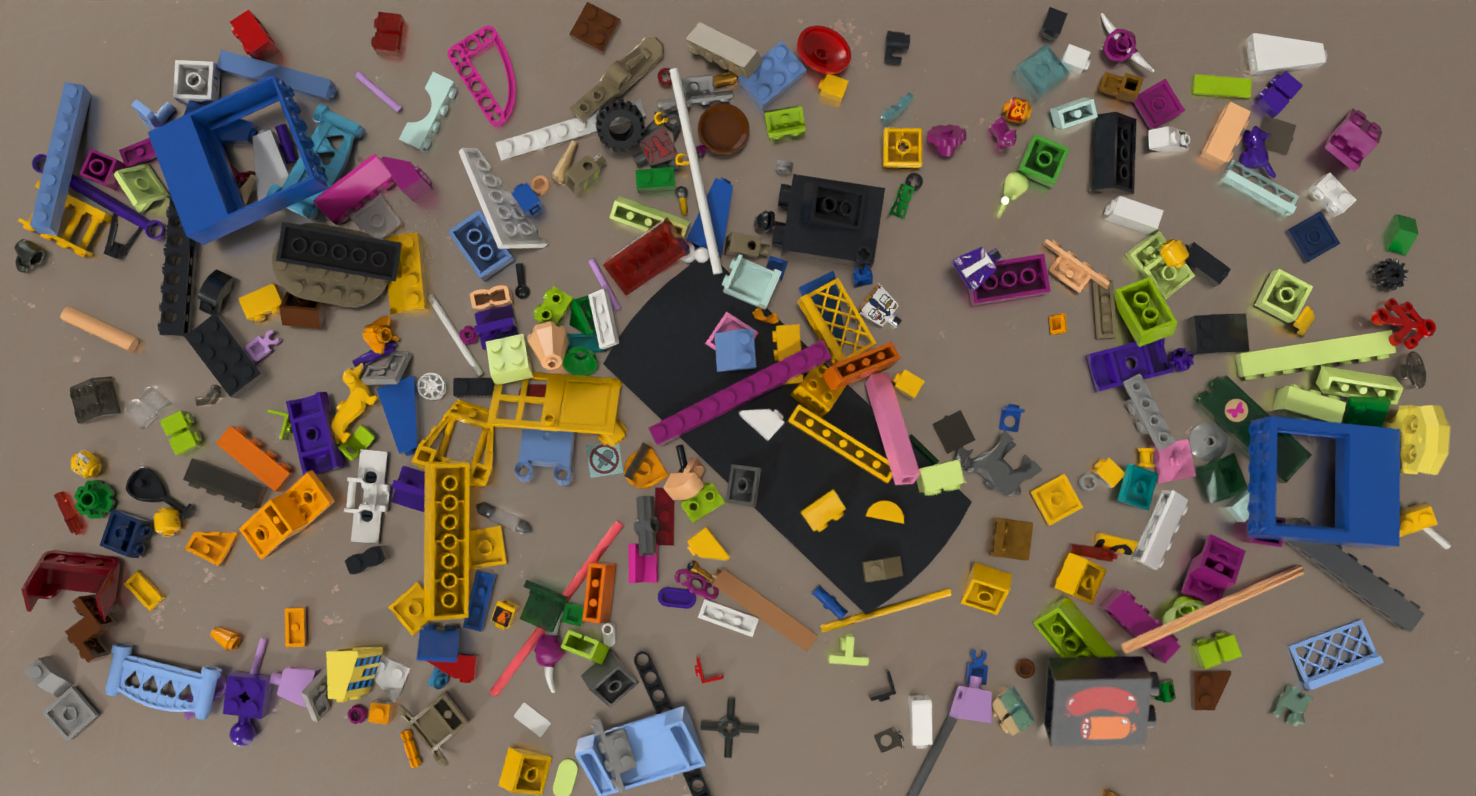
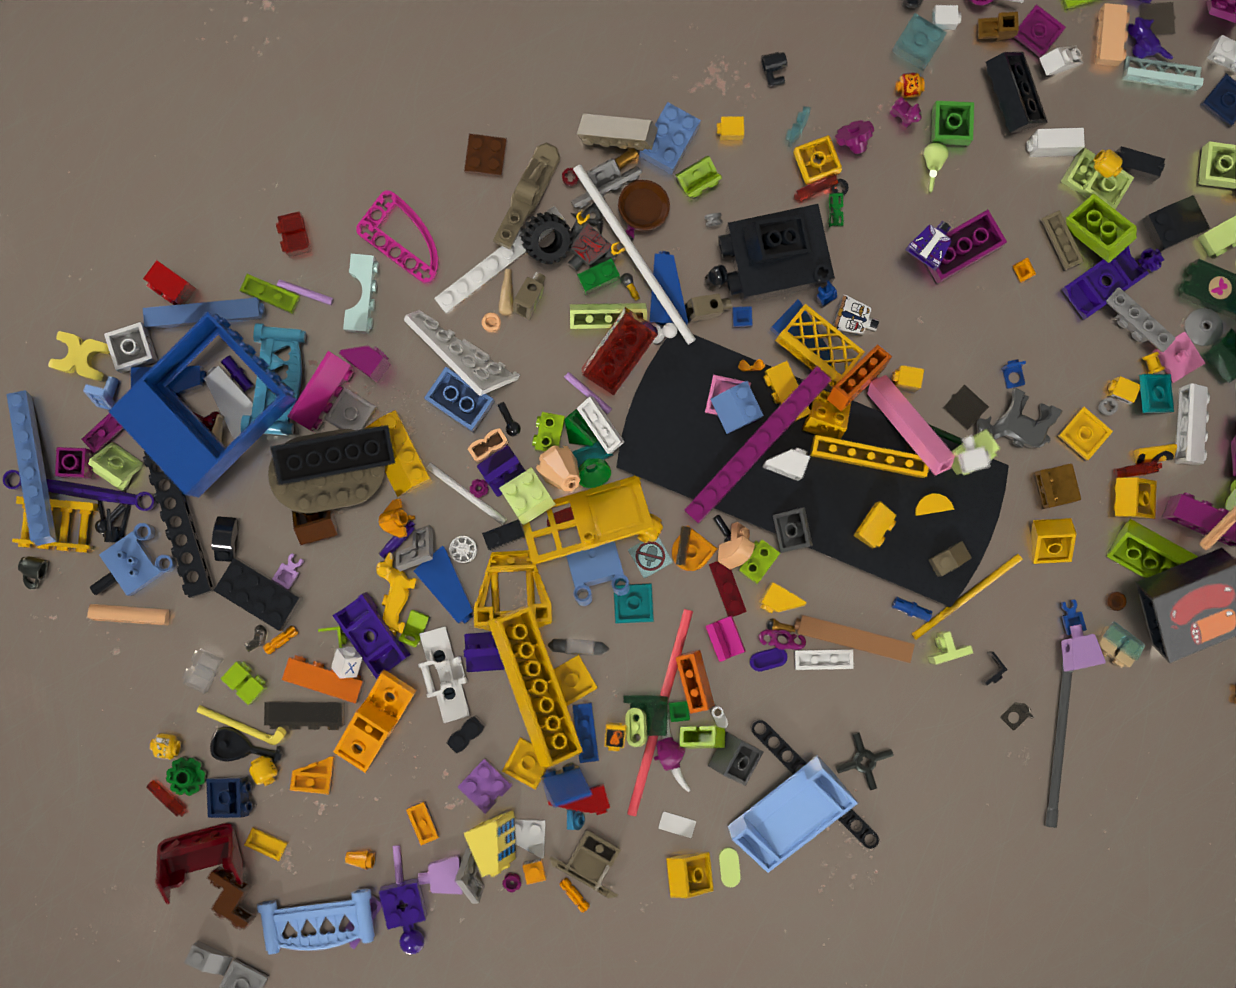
camera: 25 degrees left, 0 degrees up
(94, 399) = (148, 682): clear smoke bracket -> none
(105, 236) = (101, 524): none -> black bar
(121, 282) = (132, 563): none -> medium blue piece
(147, 72) = (79, 356): none -> light yellow piece
(186, 495) = (271, 739): none -> light yellow piece
(230, 406) = (280, 639): none -> light orange axle
(262, 302) = (273, 531): yellow brick -> none
(281, 450) = (346, 662): none -> white brick
(345, 80) = (269, 293): none -> lime tile
(366, 614) = (485, 785): none -> medium lavender piece
(527, 199) = (486, 340): blue brick -> none
(527, 614) = (636, 727): none -> yellowish green plate
(571, 499) = (635, 605): none -> teal tile
(616, 751) = (769, 823): light grey bracket -> none
(646, 526) = (715, 603): dark grey piece -> none
(699, 672) = (816, 720): red bracket -> none
(750, 282) = (726, 338): light aqua panel -> none
(823, 49) = (709, 96): red dish -> none
(892, 172) = (816, 187): none -> clear red piece
(920, 720) = (1039, 686): white slope -> none
(934, 482) = (973, 458): none -> white brick
(1071, 270) = (1018, 215): light nougat bracket -> none
(1073, 113) = (964, 68): light aqua brick -> none

